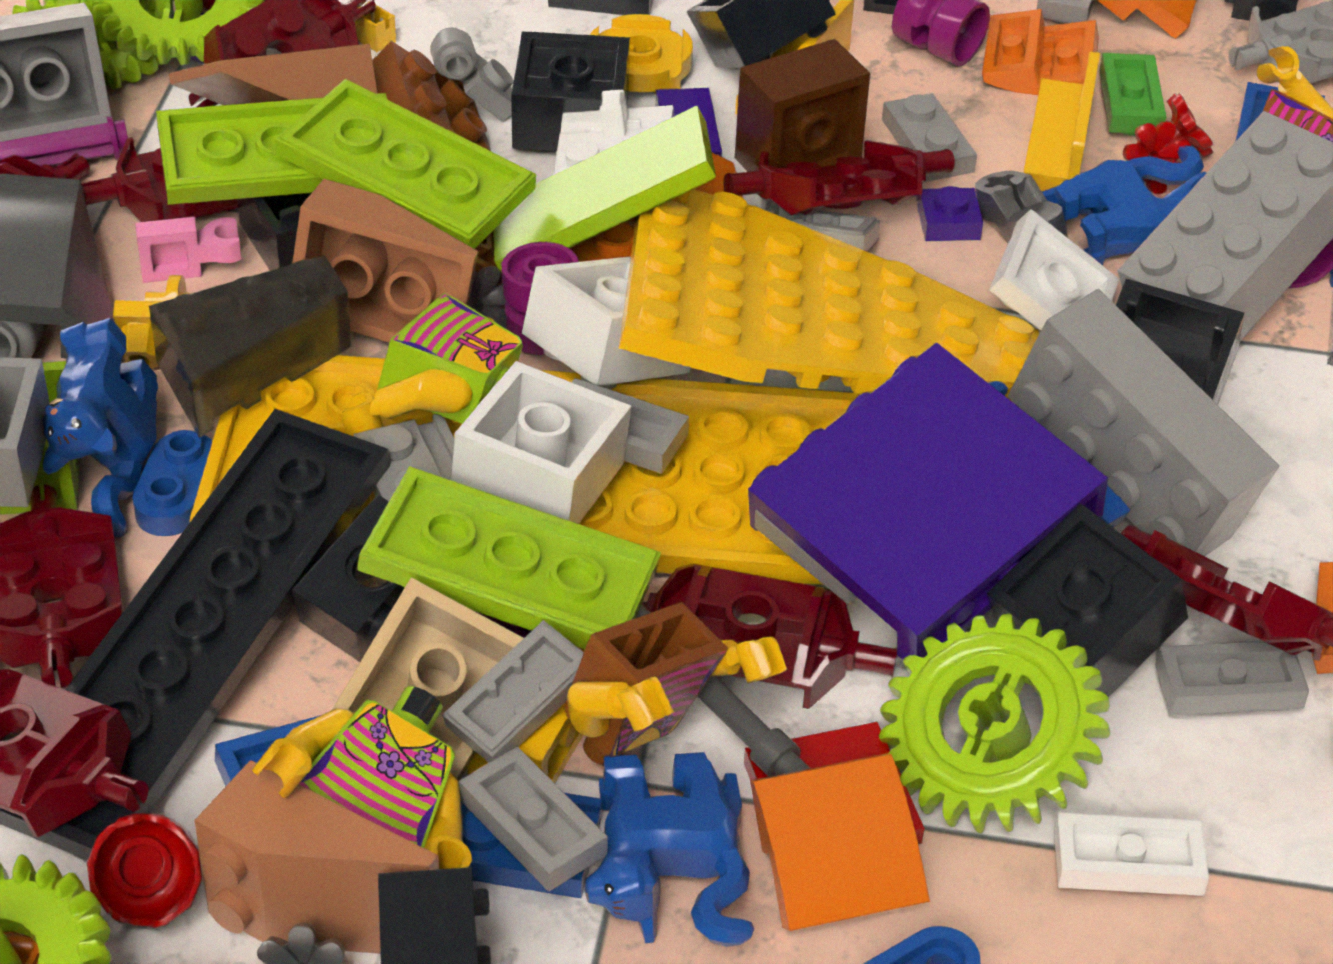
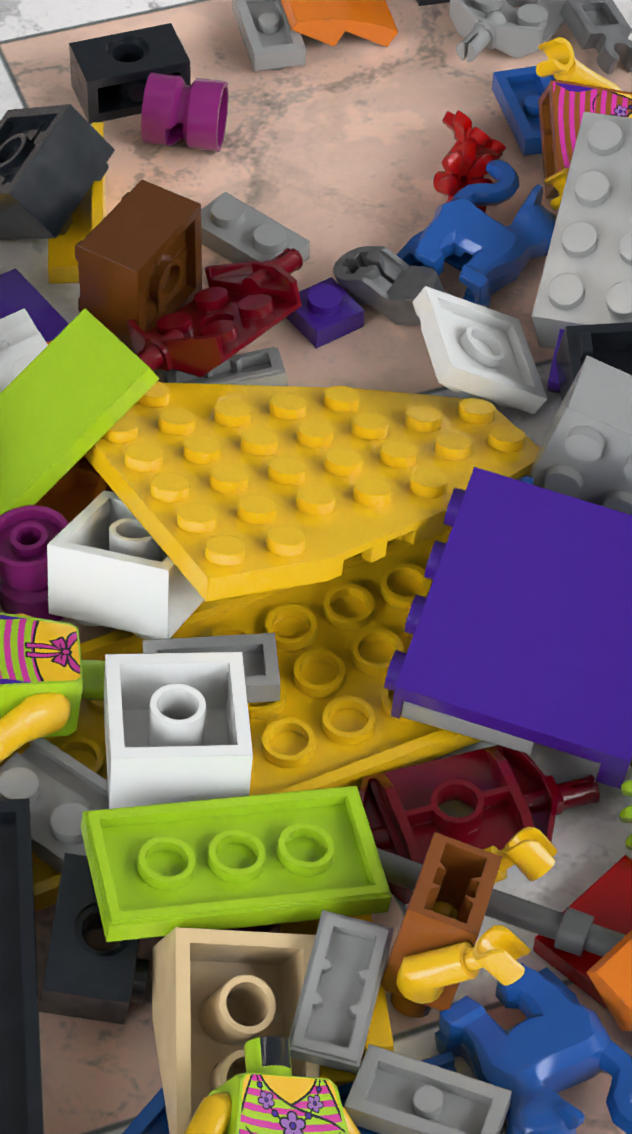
camera: 30 degrees left, 5 degrees up
(1025, 51) = (290, 112): orange slope -> none
(1060, 128) = (366, 181): yellow panel -> none
(1131, 91) = (399, 122): bright green plate -> none

